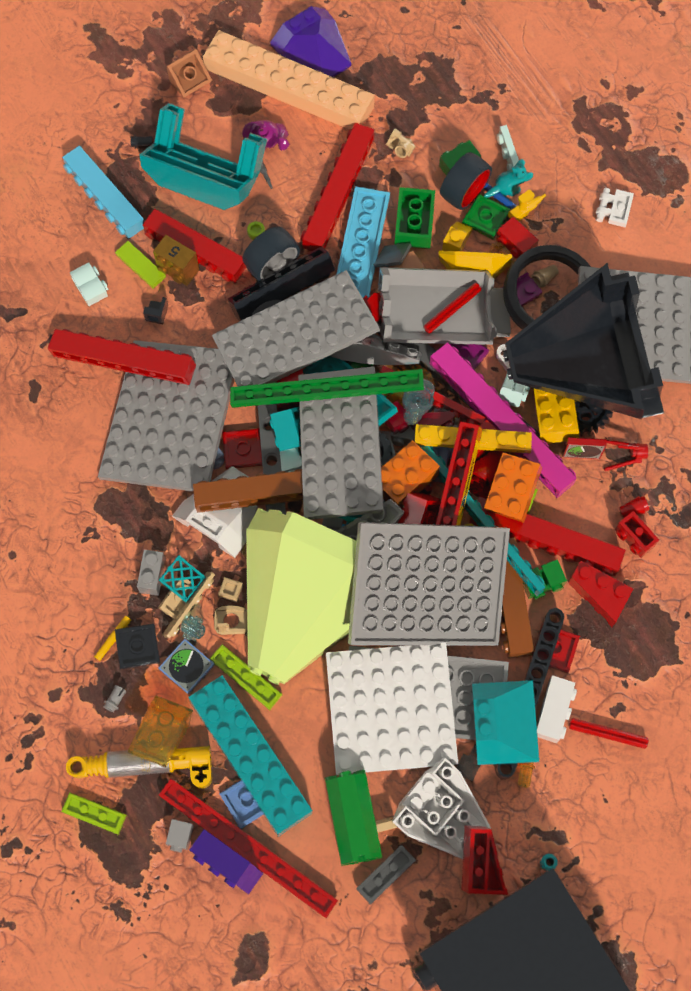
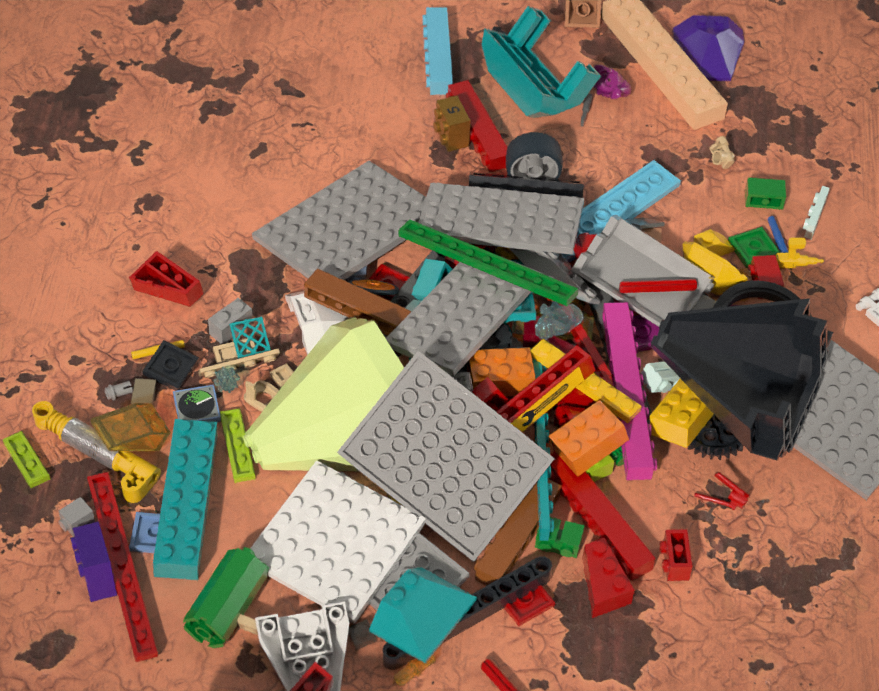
camera: 35 degrees right, 20 degrees down
(68, 572) = (166, 280): none -> red wedge
(89, 284) = (368, 103): light aqua brick -> none
(122, 356) = (347, 161): red brick -> none
(137, 689) = (144, 391): none -> dark tan tile
(140, 264) = (422, 115): lime tile -> none
(156, 311) = (405, 153): black panel -> none
(240, 463) = (375, 287): none -> wheel
(338, 187) = (638, 153): red brick -> none
(385, 874) = (215, 663): dark grey plate -> none
(415, 217) = (685, 208): green brick -> none
(465, 180) = (753, 203): black wheel -> none
(509, 181) = (797, 228): teal animal -> none
(555, 709) = (479, 640): white brick -> none
(584, 448) = (685, 458): tile -> none
(638, 505) = (699, 537): red cone -> none

